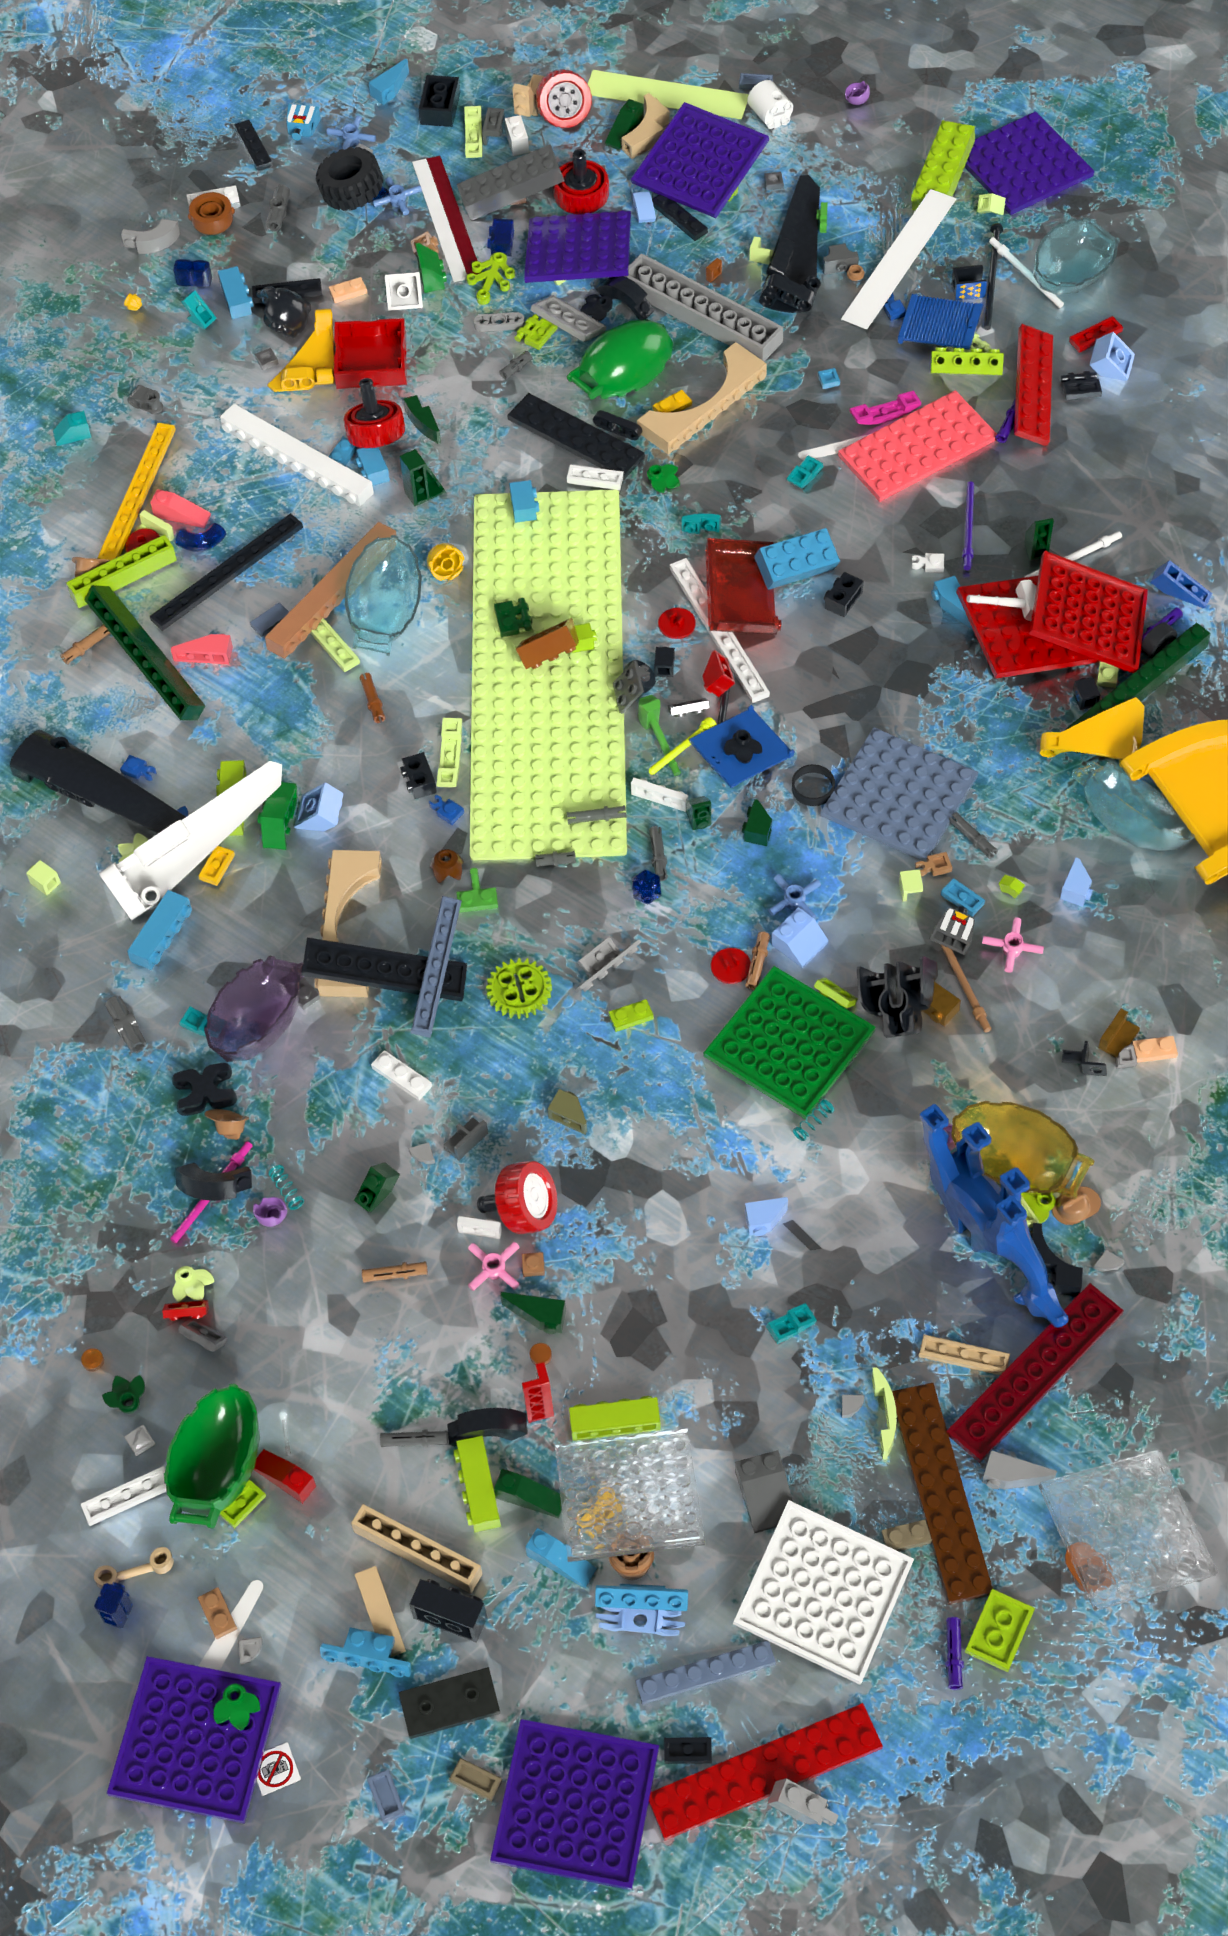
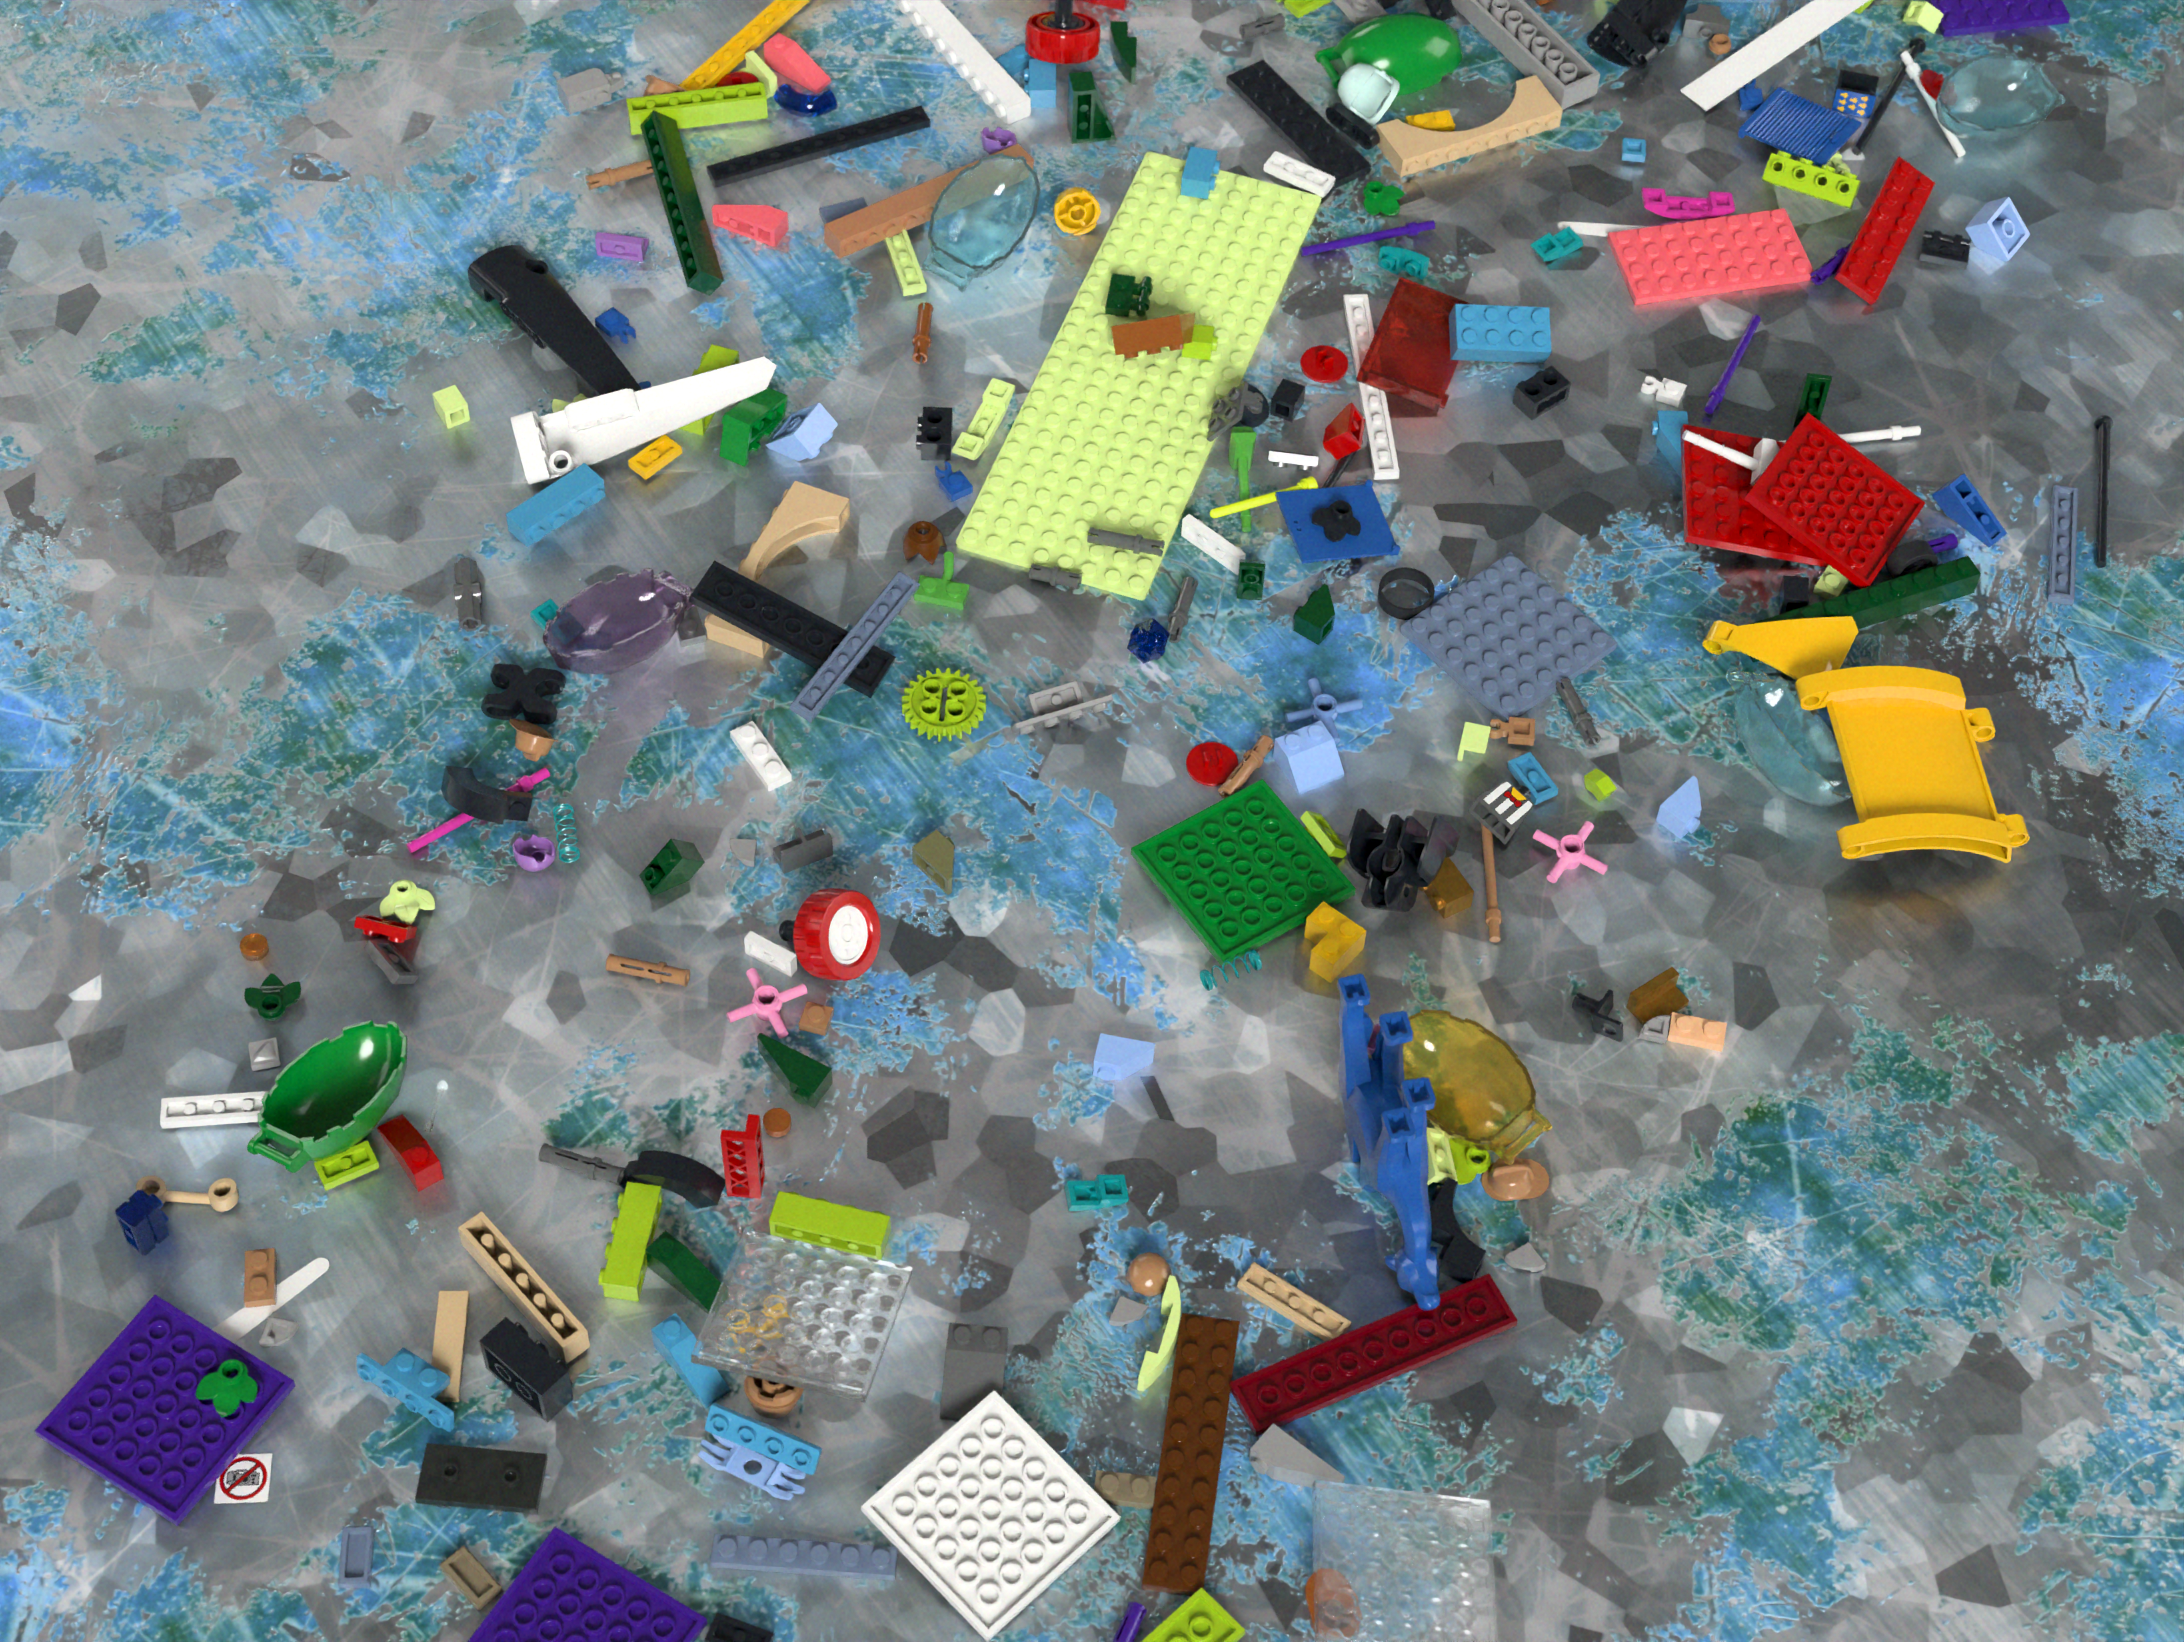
camera: 15 degrees right, 5 degrees down
(29, 582) = (588, 89): none -> light grey hinge
(113, 702) = (621, 246): none -> medium lavender panel
(361, 523) = (997, 140): none -> medium lavender hair
(615, 395) = (1364, 89): none -> light aqua piece
(631, 1015) = (1064, 779): lime plate -> none
(693, 495) = (1410, 229): none -> dark purple bar
(854, 1370) = (1148, 1274): none -> medium nougat hair
(878, 1069) = (1336, 941): none -> yellow brick
(1023, 257) = (1931, 82): none -> red piece
(1088, 337) = (1975, 198): red plate -> none

